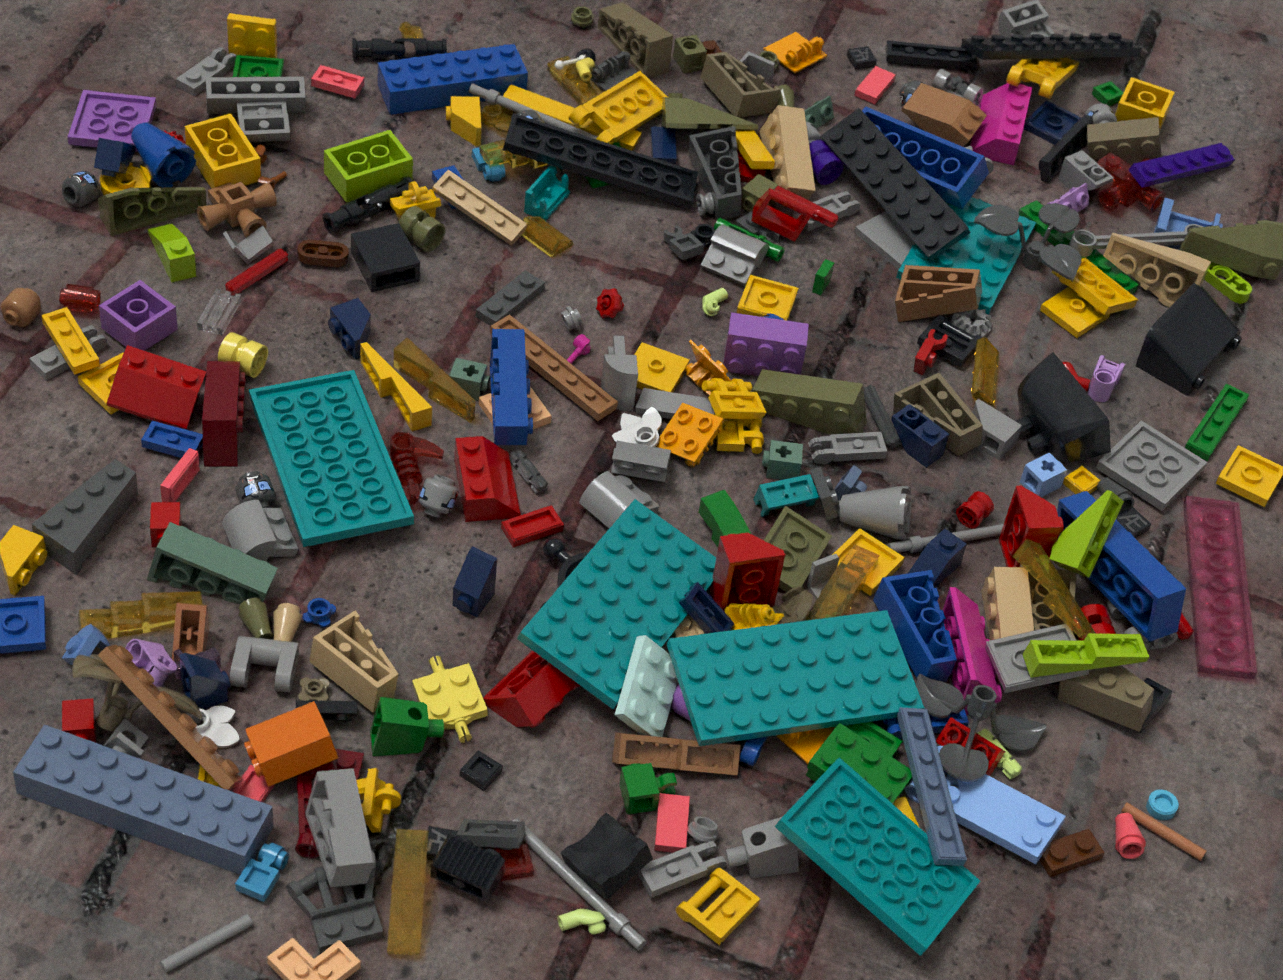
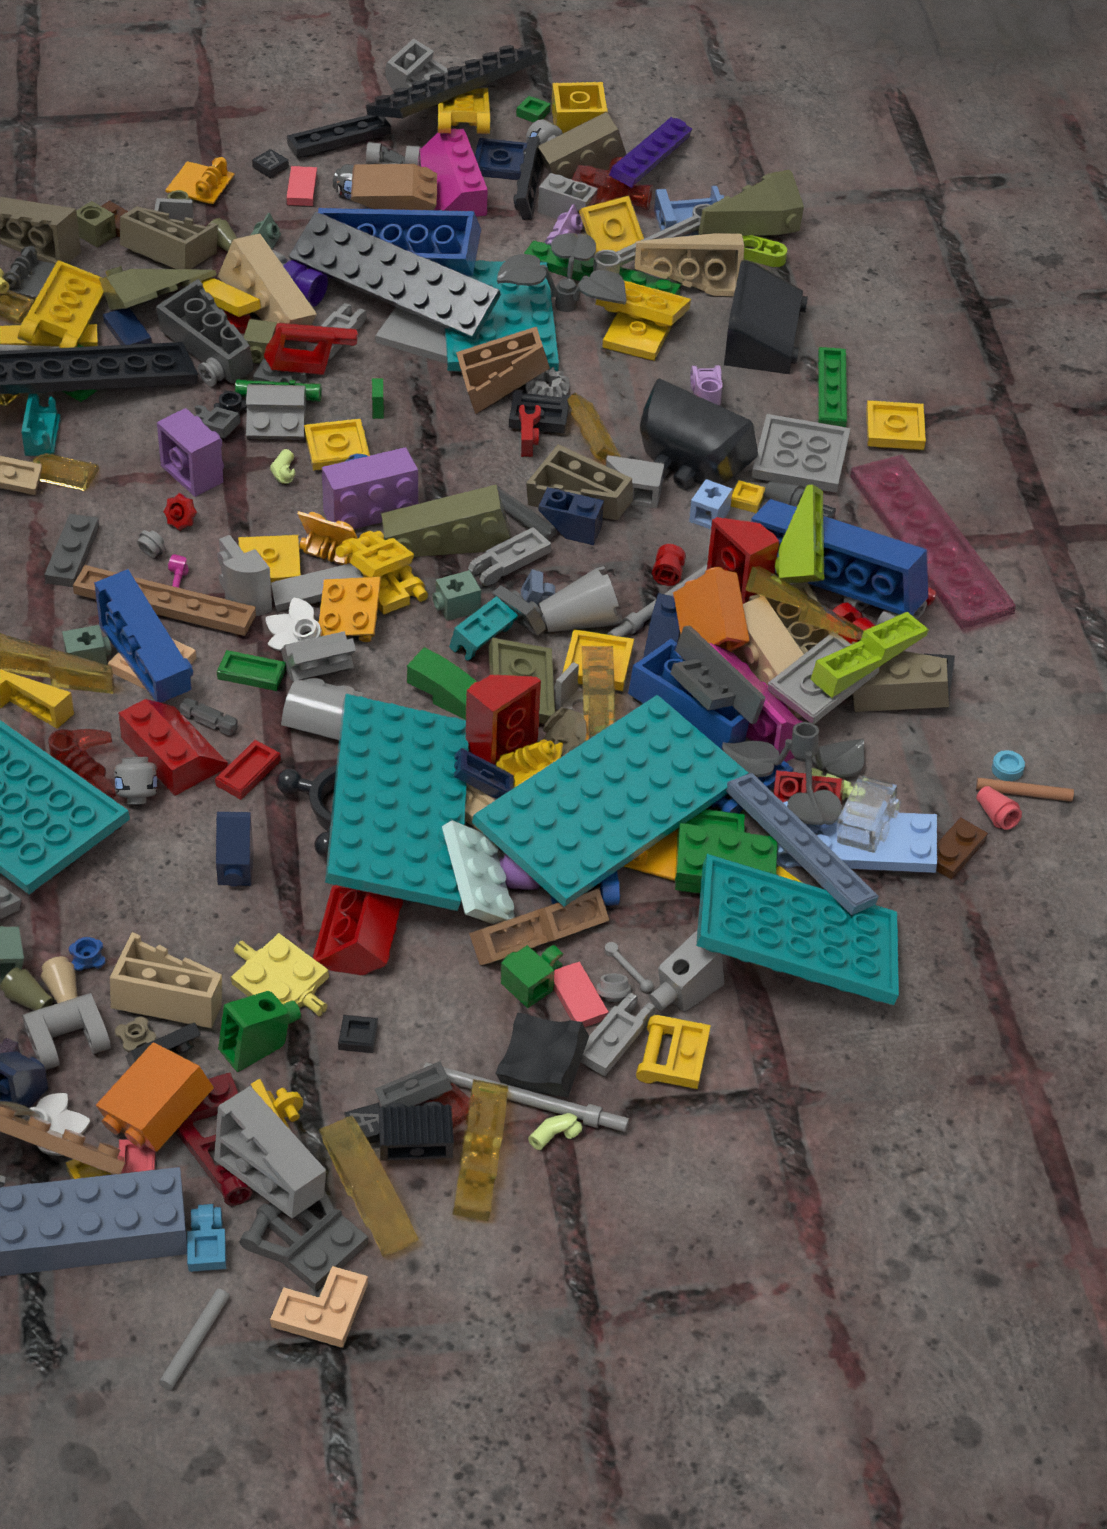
camera: 25 degrees left, 0 degrees up
(512, 907) = (480, 1150): none -> clear yellow slope
(585, 450) = (251, 670): none -> green tile
(644, 259) = (190, 452): none -> medium lavender brick
(724, 800) = (611, 950): none -> light grey hinge
(937, 618) = (713, 678): none -> dark grey bracket
(974, 563) = (713, 608): none -> orange brick
(1001, 787) = (868, 814): none -> clear brick
(1108, 212) = (612, 224): none -> yellow plate

